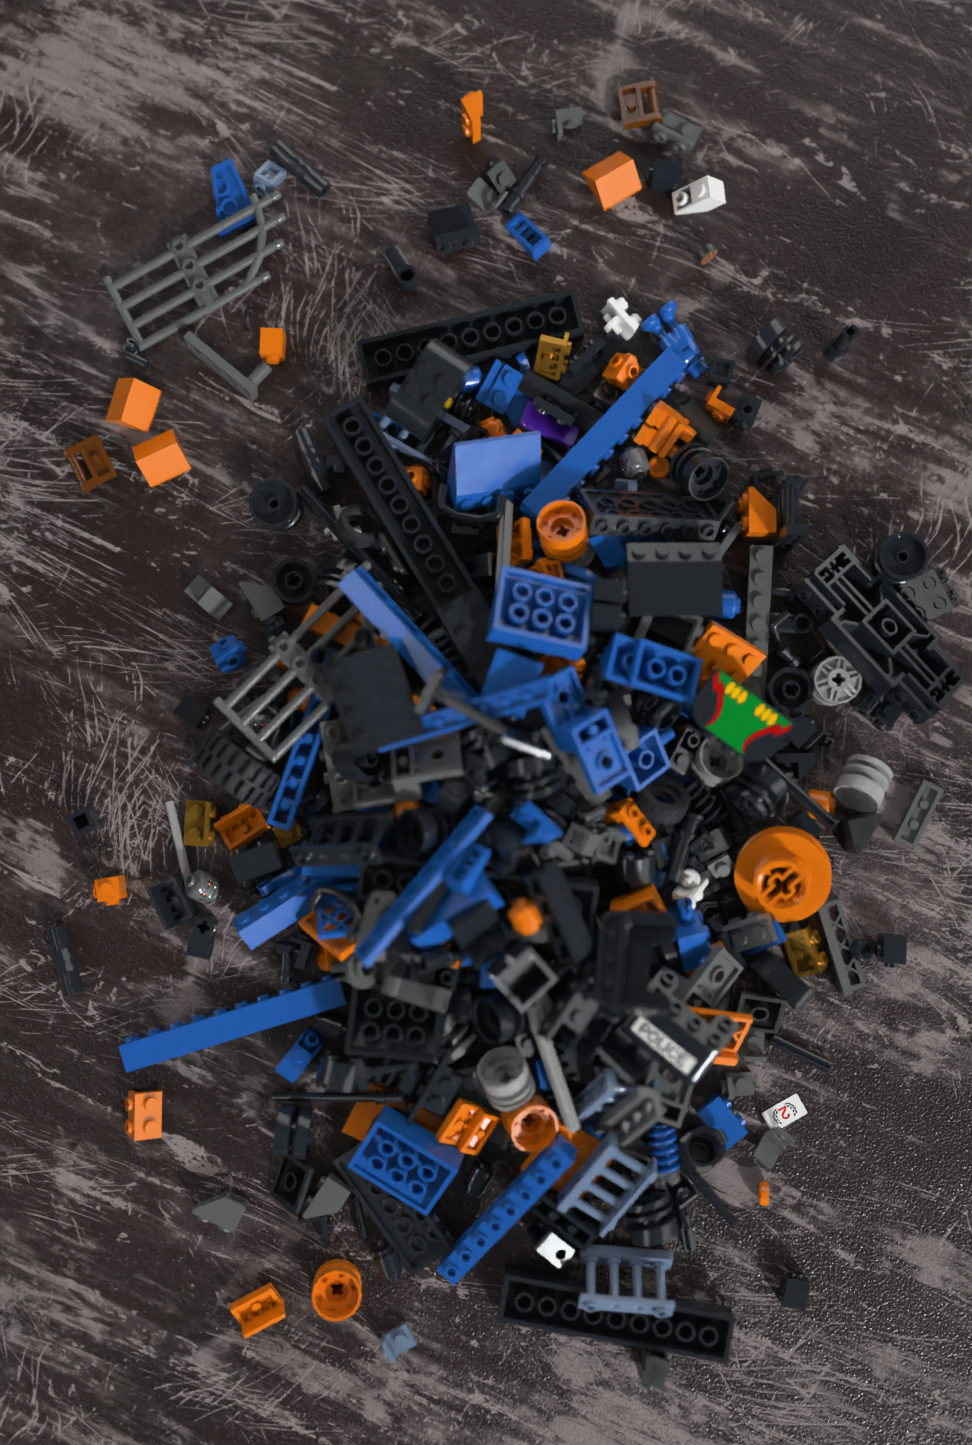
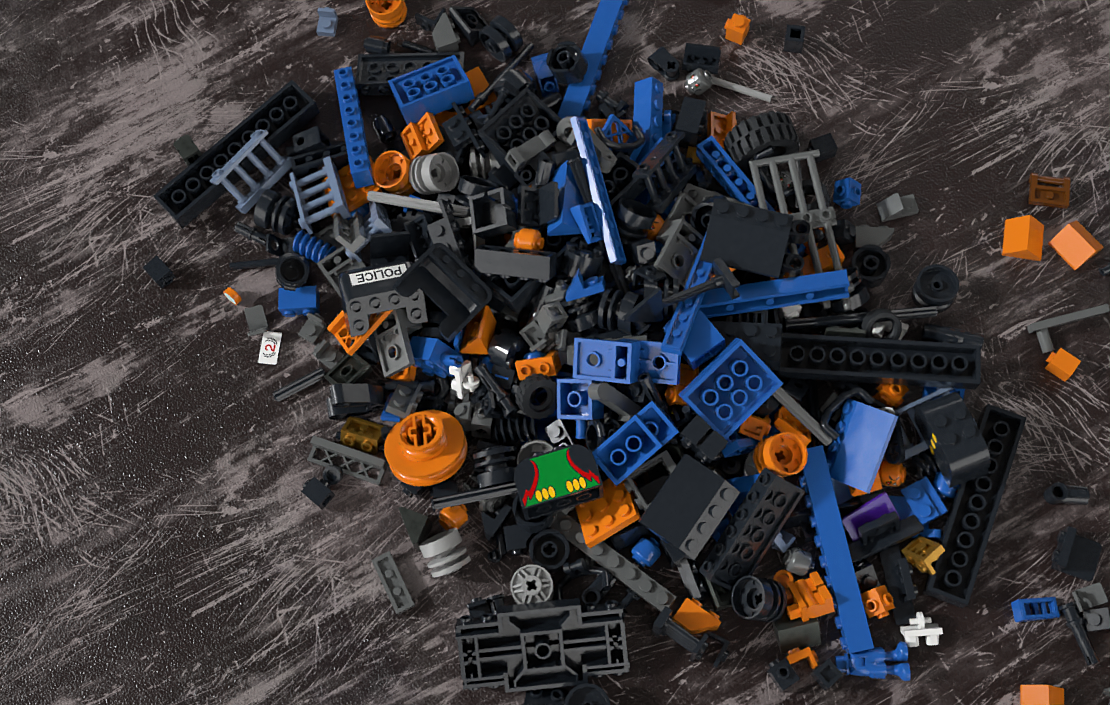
camera: 135 degrees right, 15 degrees down
(199, 823) = (741, 105): pearl gold bracket -> none
(279, 1035) = (567, 63): none -> black brick

